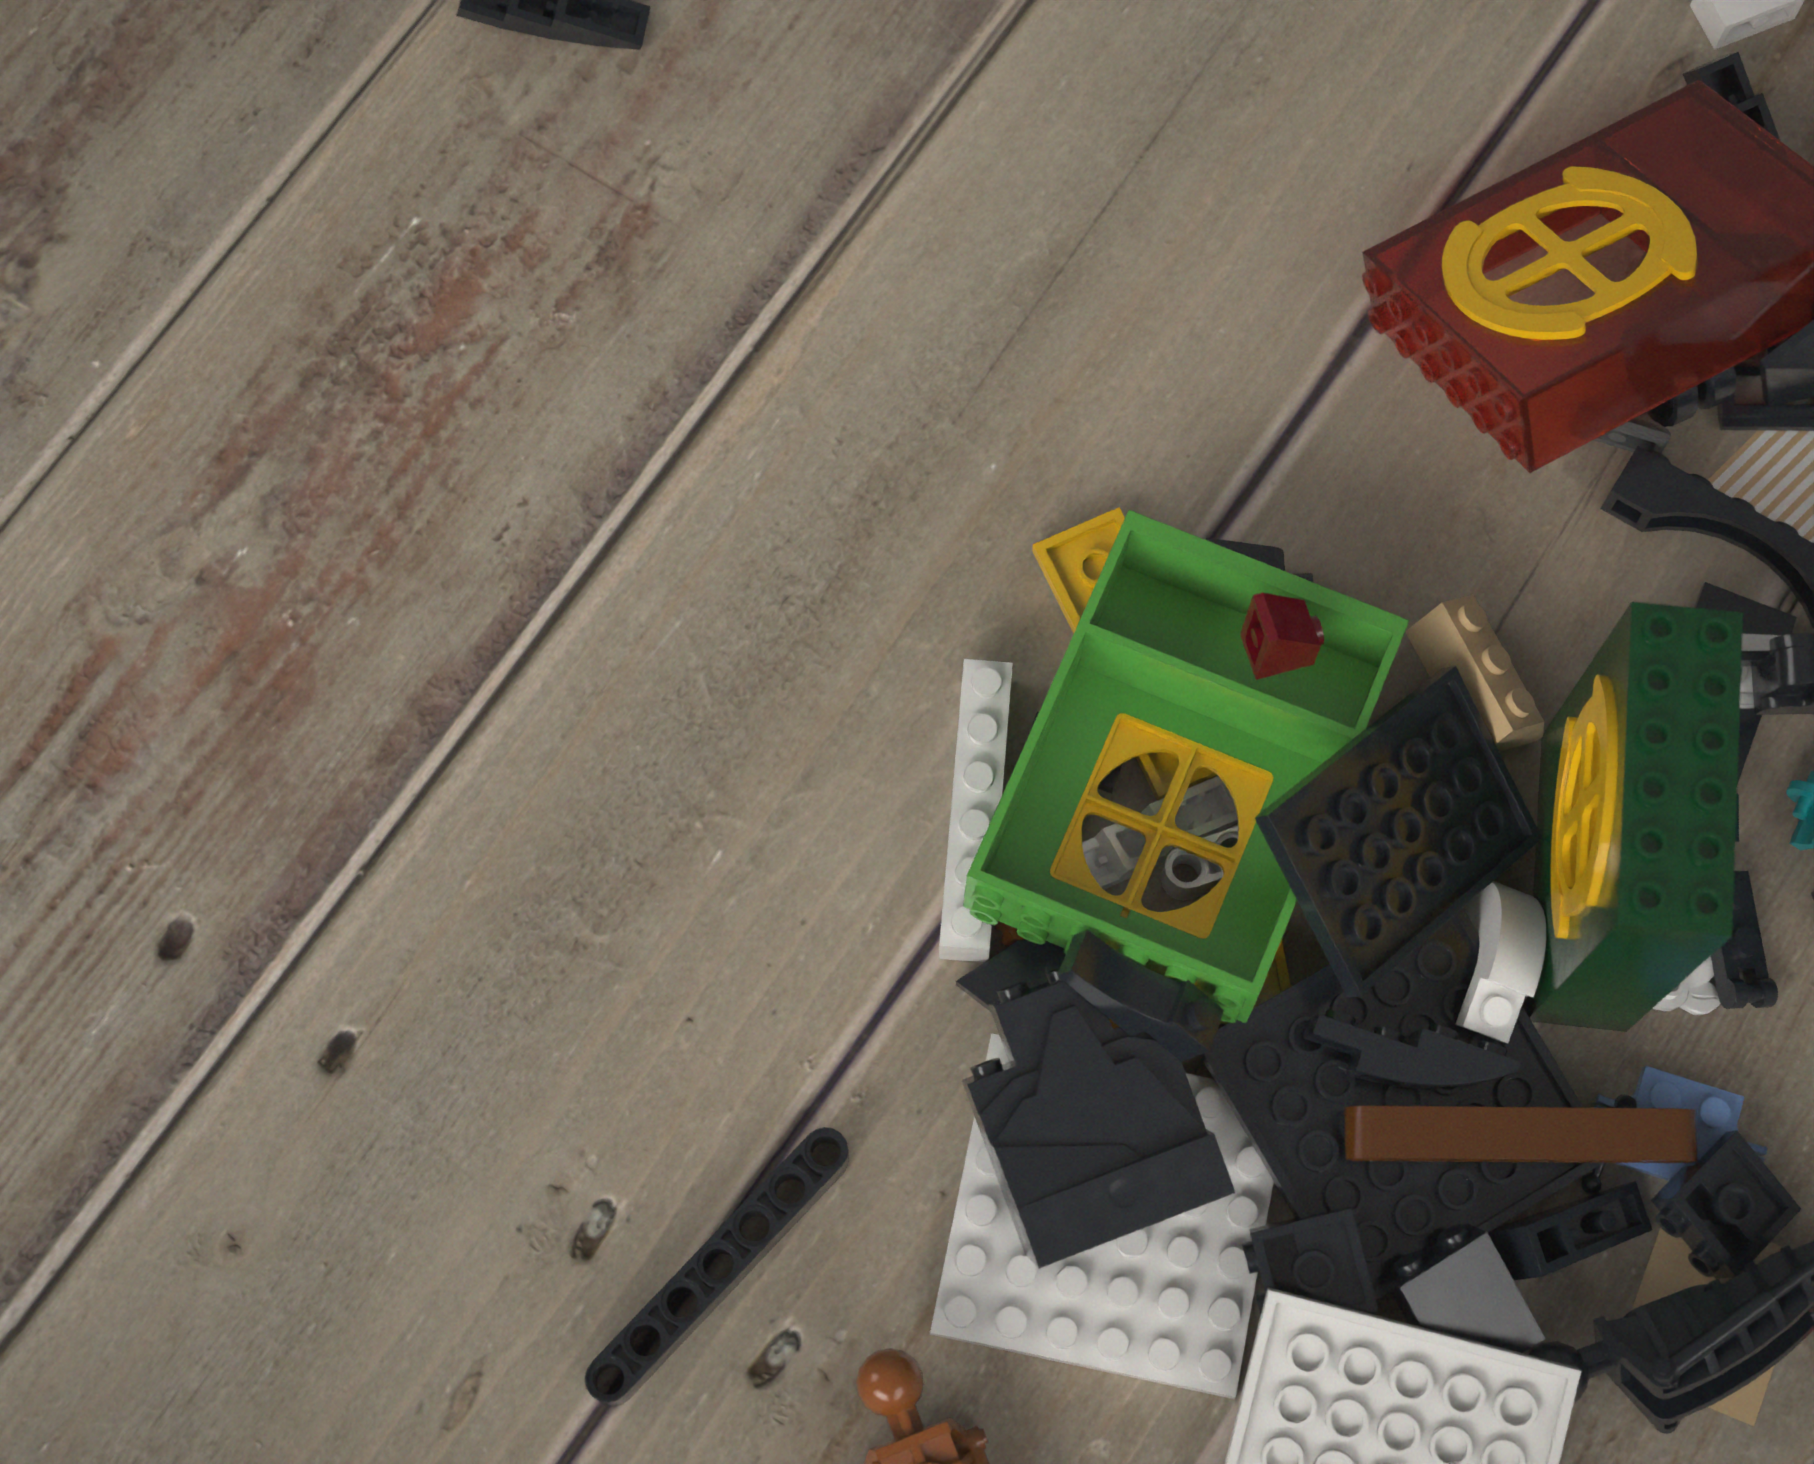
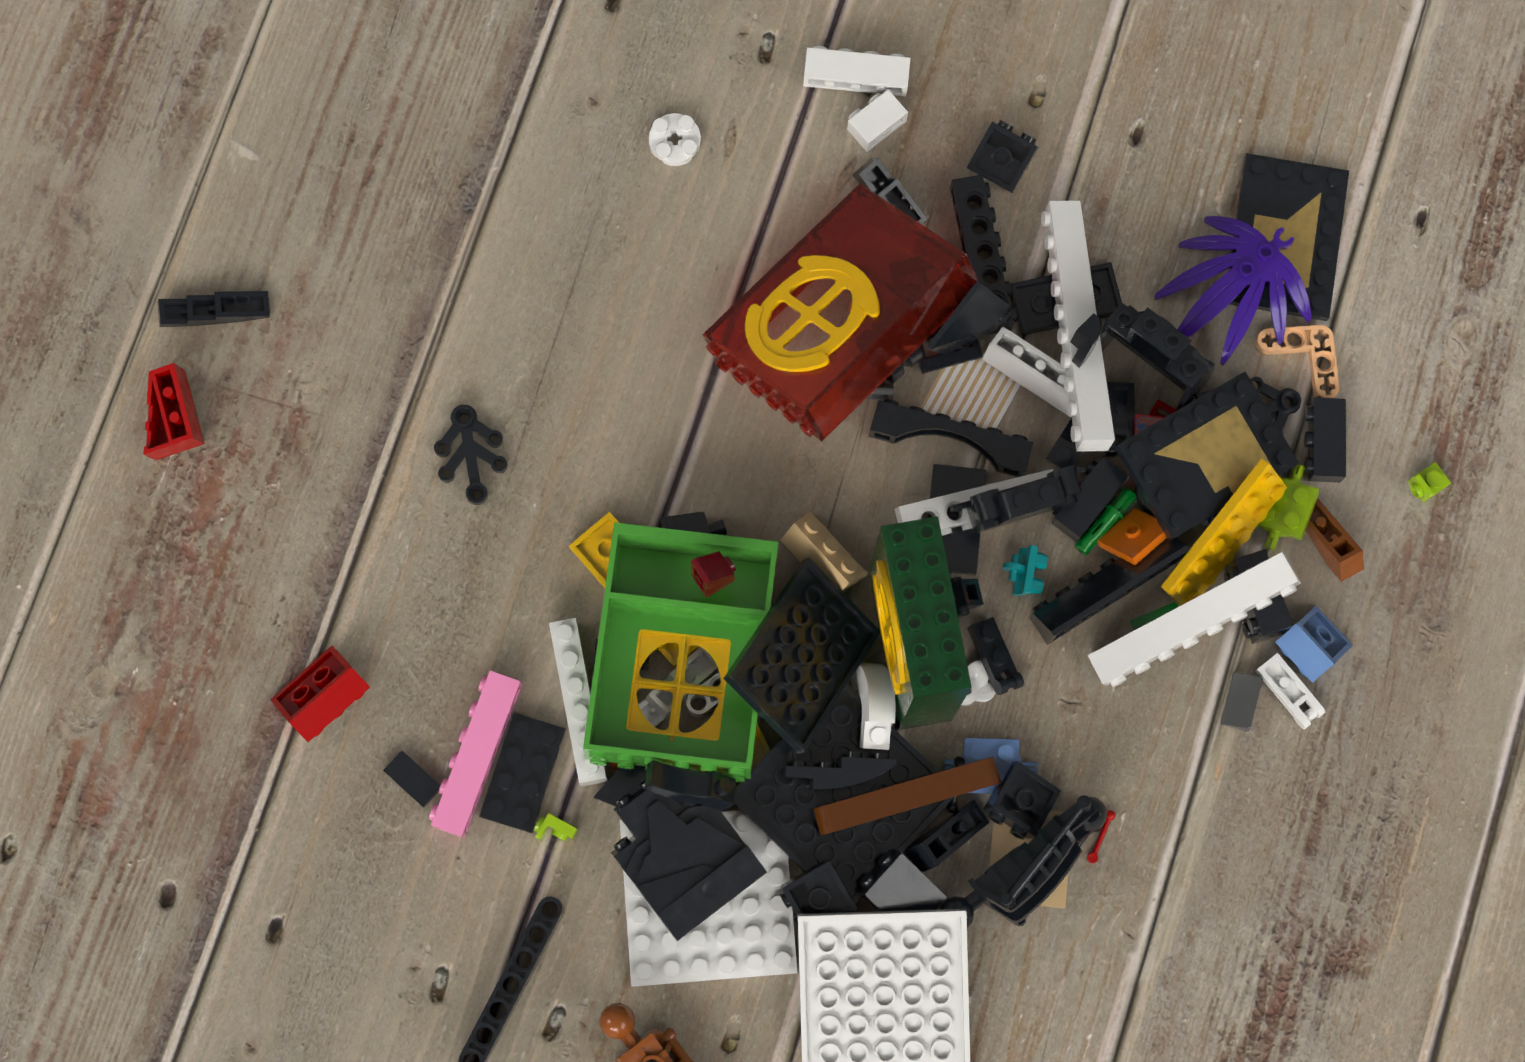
camera: 20 degrees left, 5 degrees up
(433, 152) = (171, 414): none -> red wedge
(539, 673) = (320, 694): none -> red slope
(652, 861) = (412, 779): none -> black tile
(773, 849) = (476, 754): none -> bright pink brick
(844, 905) = (522, 773): none -> black plate
(883, 1020) = (560, 828): none -> lime bracket
(908, 345) = (469, 450): none -> black plant

